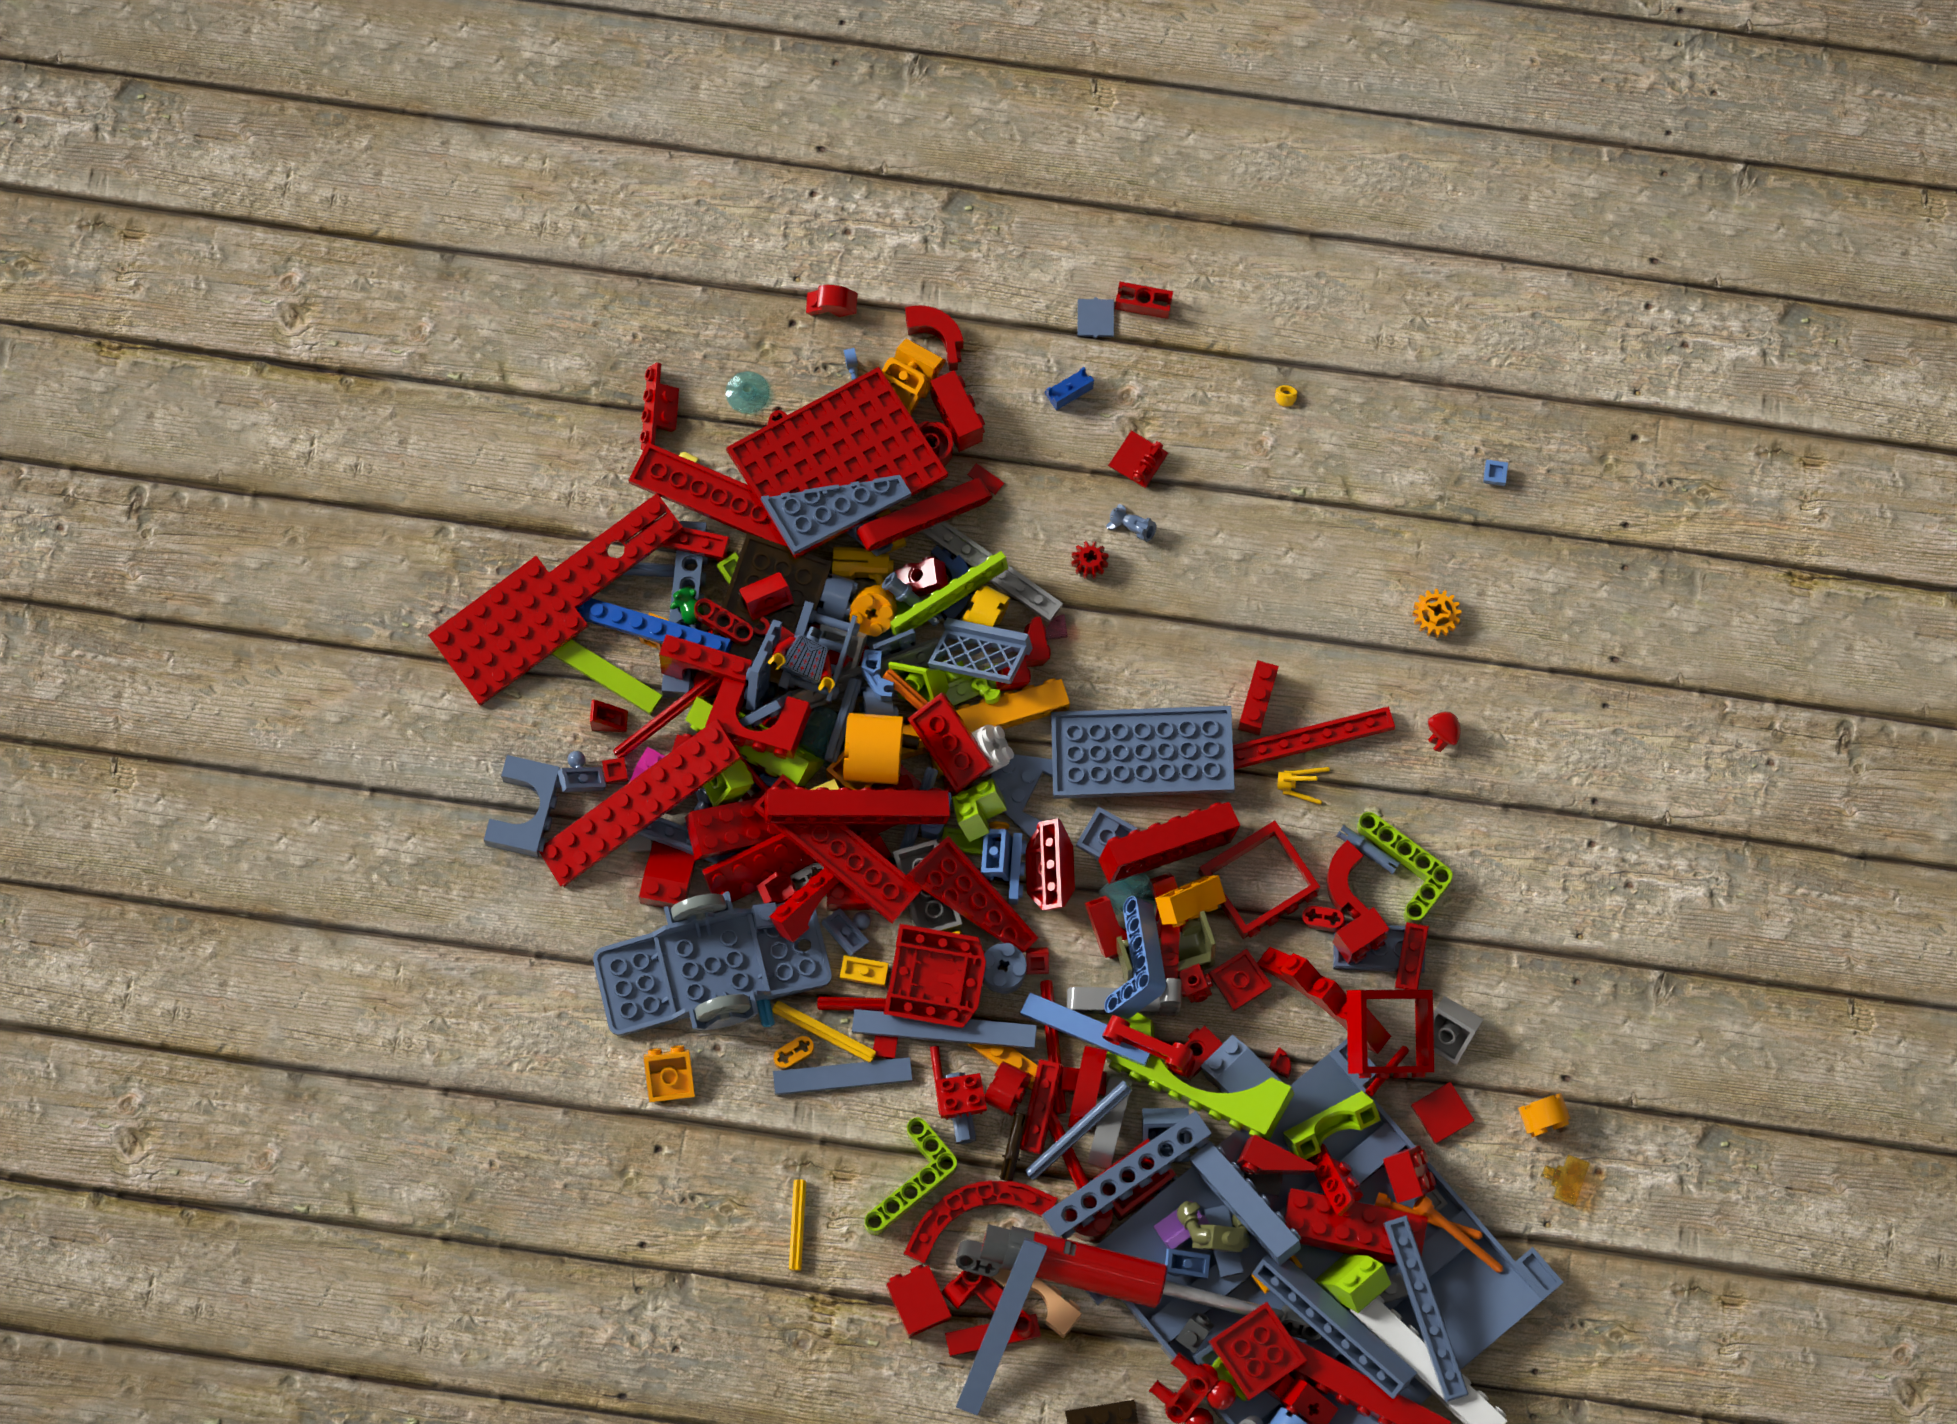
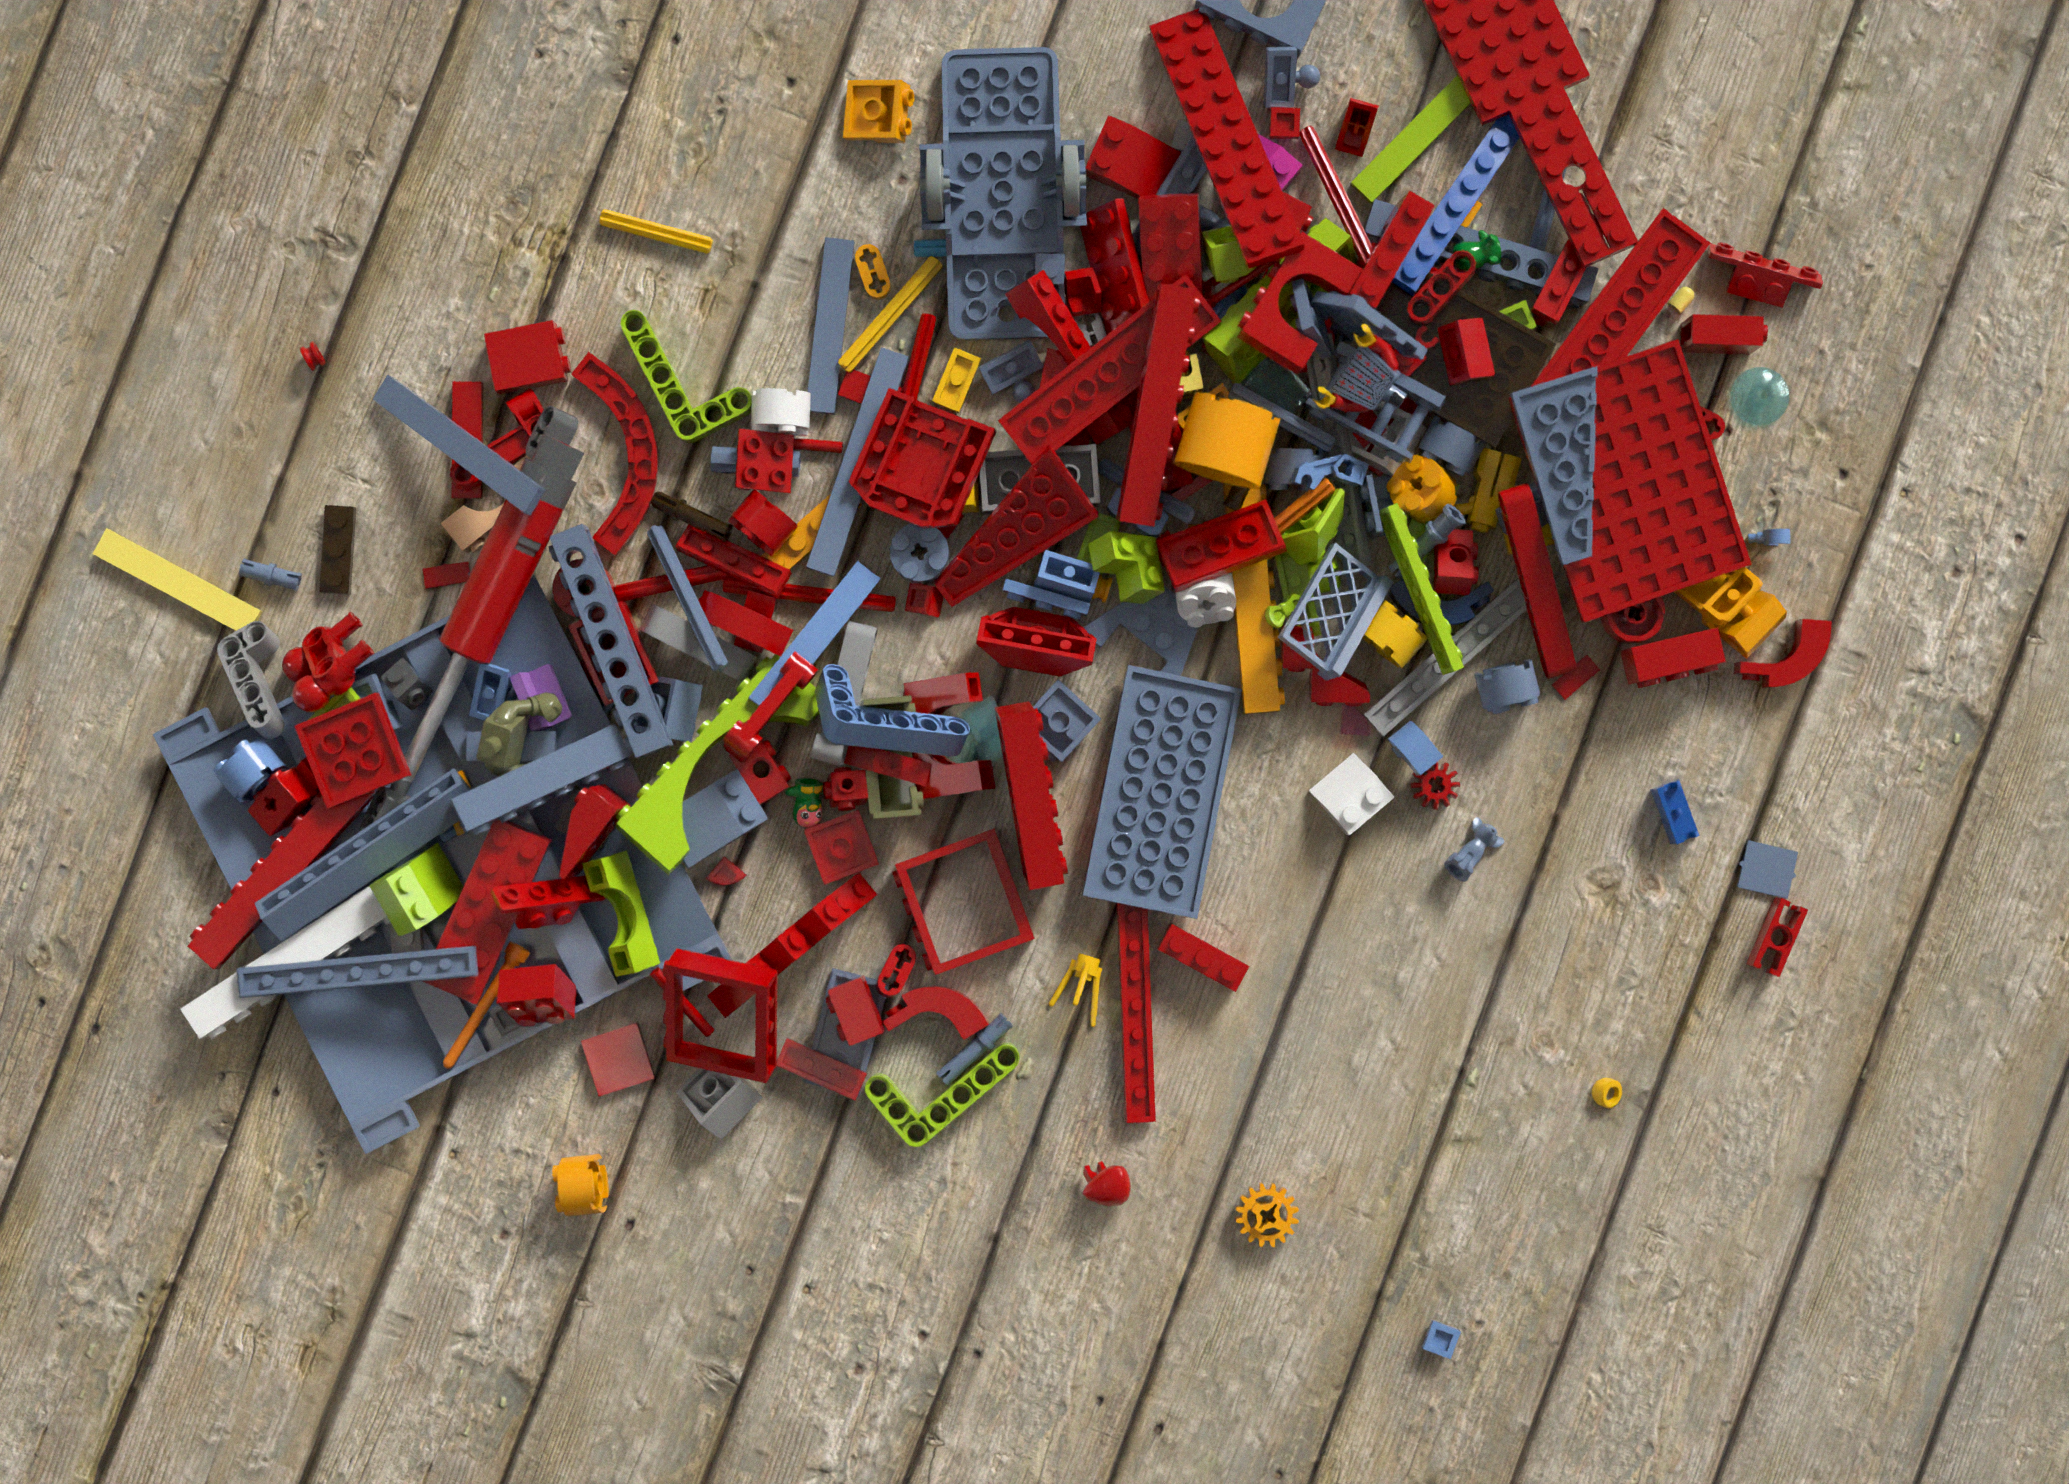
camera: 105 degrees right, 15 degrees up
(710, 424) = (1723, 334): none -> red brick
(832, 299) = (1861, 530): red brick -> none
(918, 1093) = (780, 411): none -> white brick
(1005, 521) = (1507, 686): none -> sand blue brick
(1068, 575) = (1414, 748): none -> medium blue brick
(1101, 1328) = (446, 574): none -> red window
(1111, 617) = (1351, 794): none -> white slope
(1138, 459) = (1559, 879): red hinge -> none
(1190, 900) = (947, 804): light orange brick -> none
(1215, 1010) = (807, 806): none -> animal
(1425, 1207) = (485, 1005): orange piece -> none
(1567, 1179) = (498, 1193): clear yellow hinge -> none

